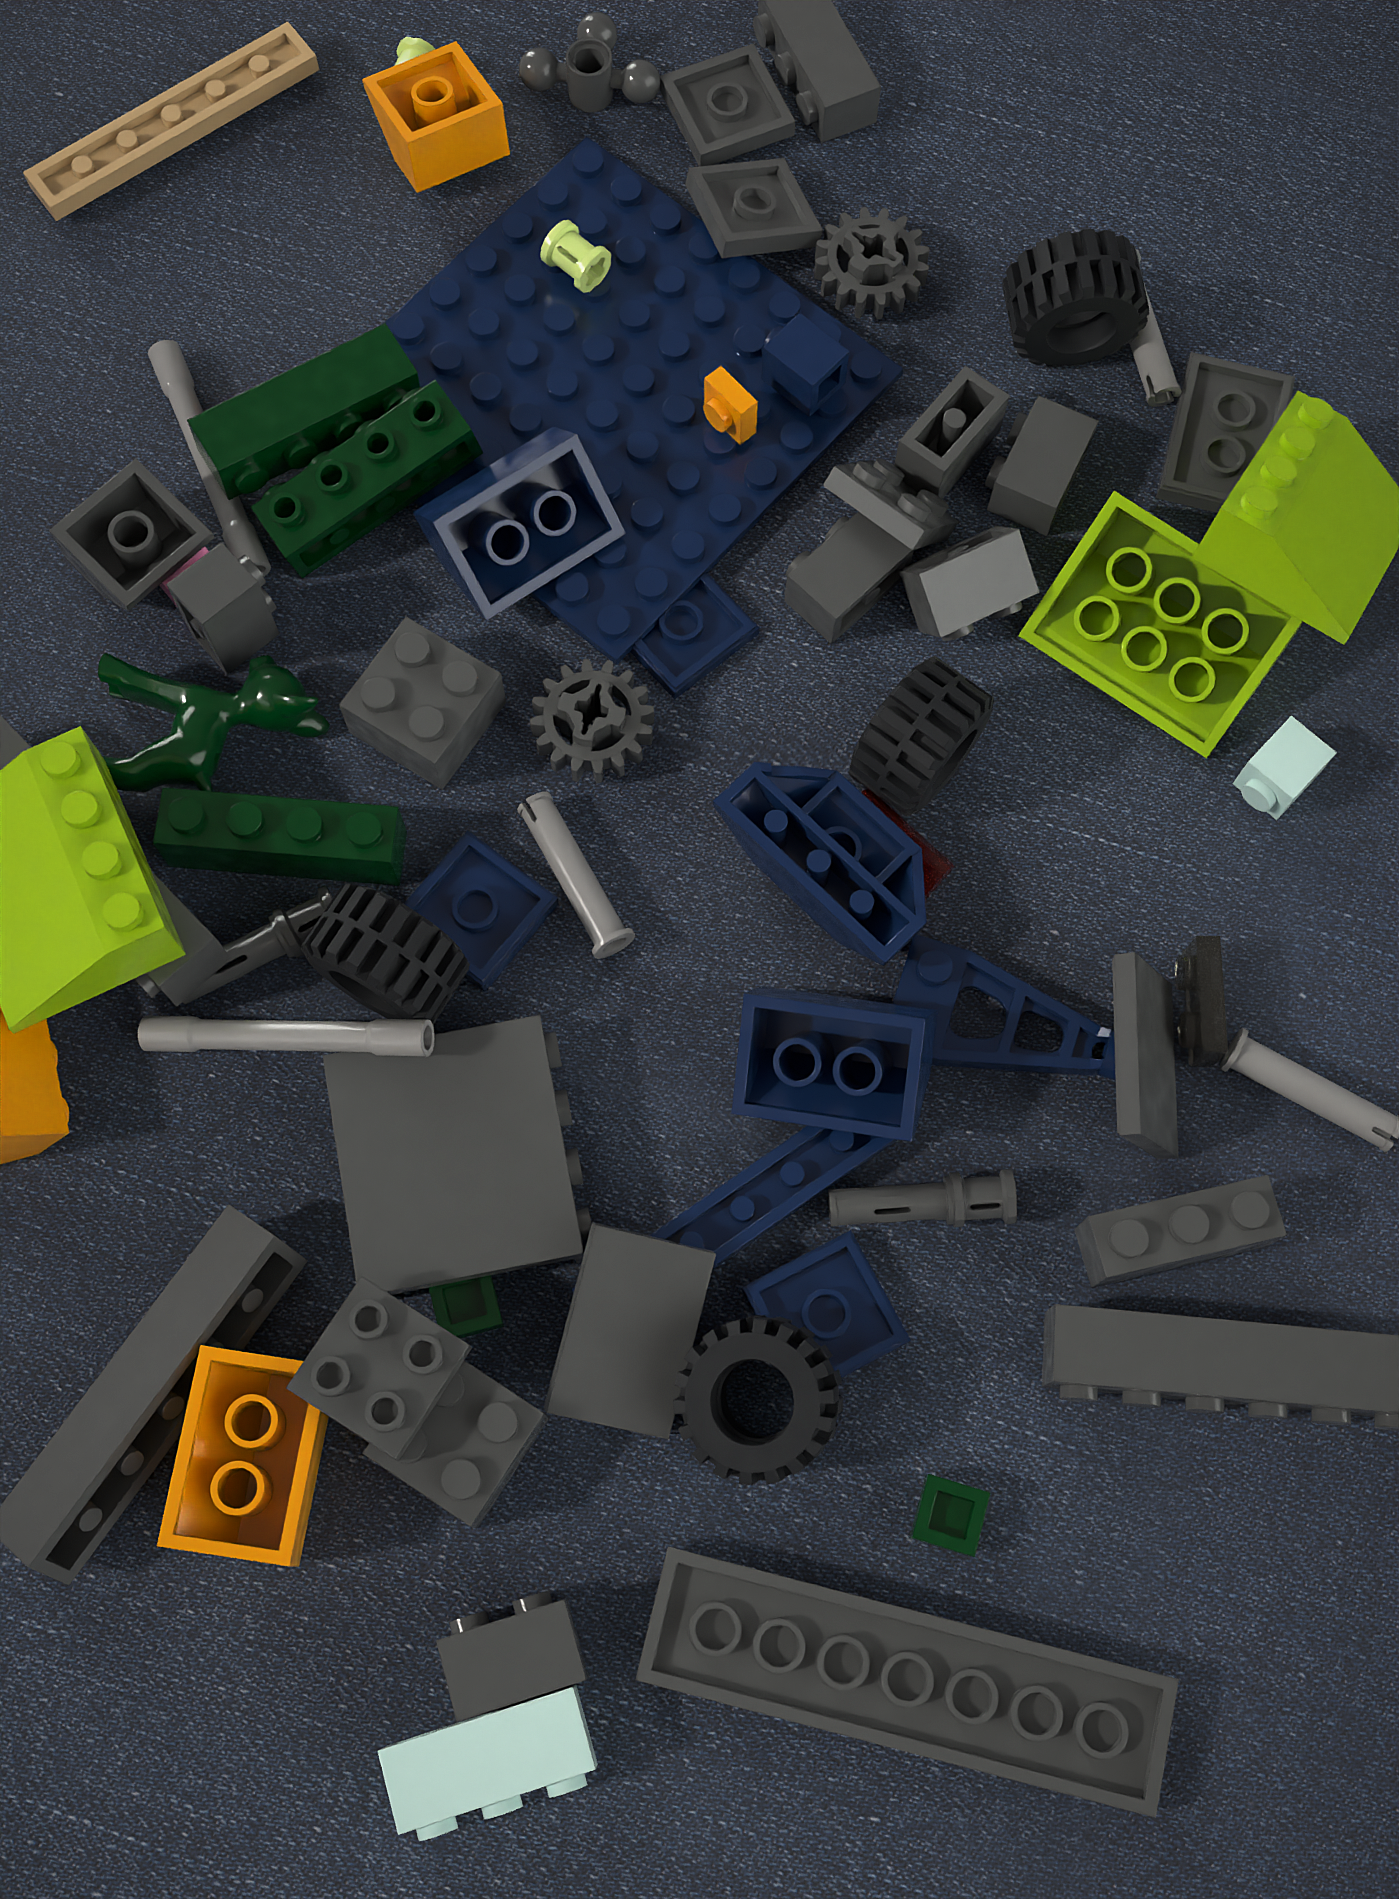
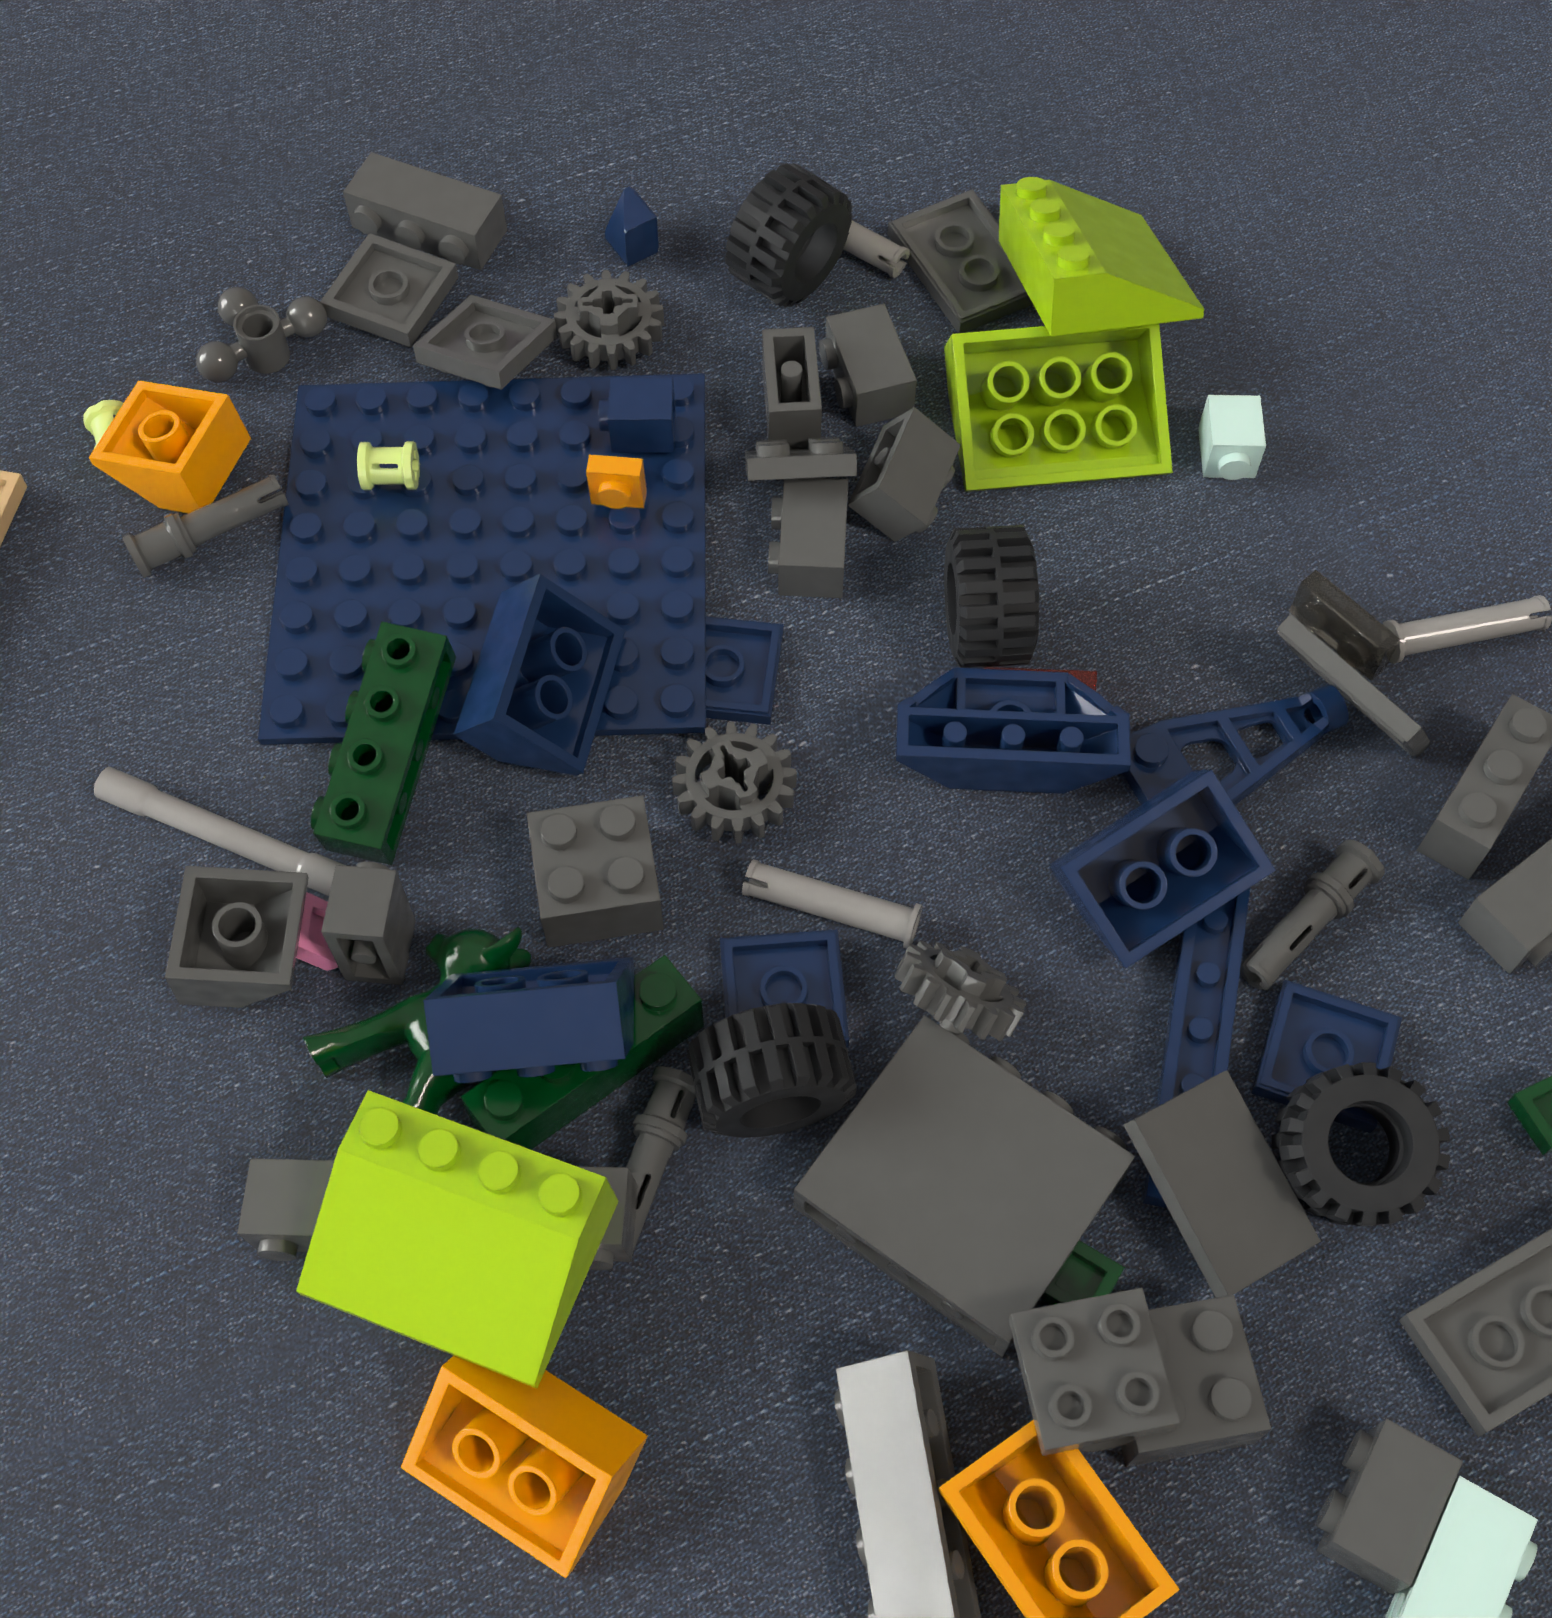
camera: 40 degrees left, 10 degrees down
(249, 771) = (532, 1019): none -> dark blue slope
(302, 411) = (286, 732): dark green brick -> none
(378, 1037) = (666, 1270): light grey piece -> none
(387, 196) = (182, 535): none -> dark grey pin
(585, 1019) = (960, 990): none -> dark grey gear
(969, 197) = (632, 228): none -> dark blue slope

